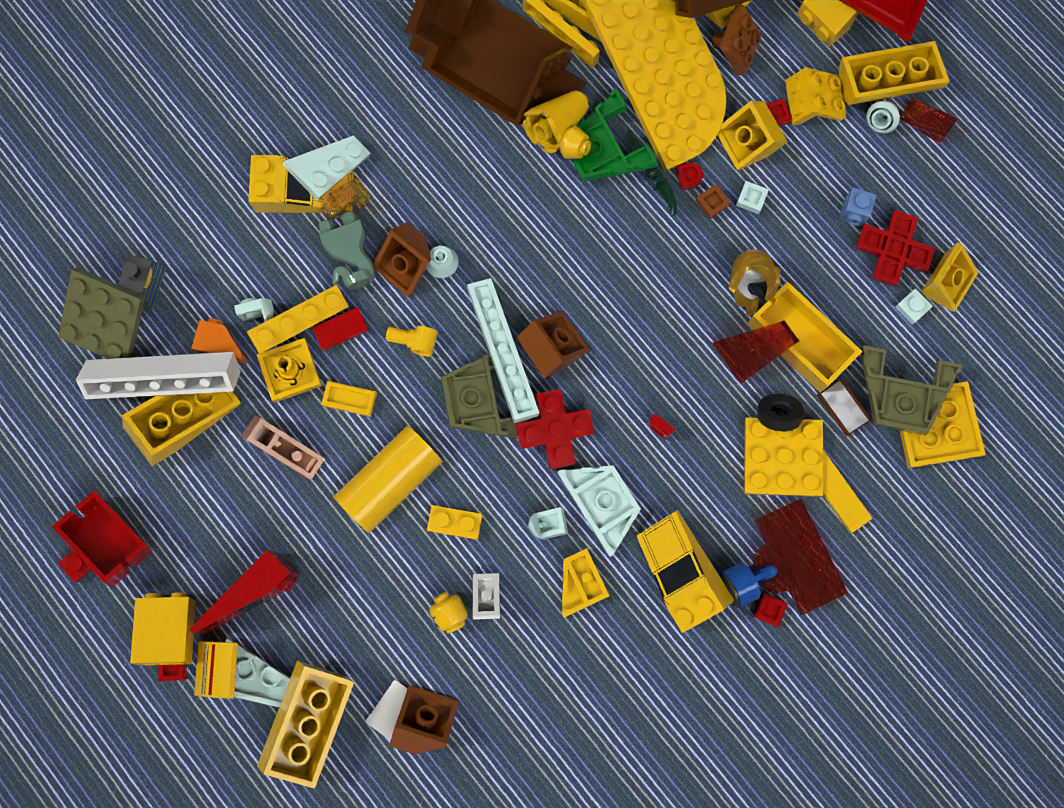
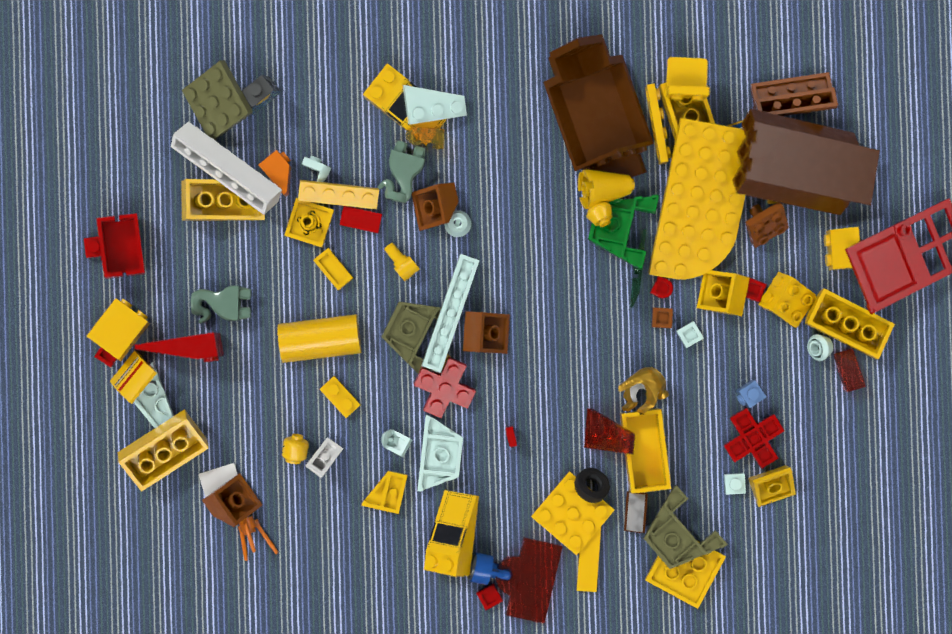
camera: 40 degrees right, 10 degrees up
(259, 517) = (224, 303): none -> sand green hips
(282, 447) = (269, 269): nougat slope -> none
(461, 737) = (247, 527): none -> orange plant

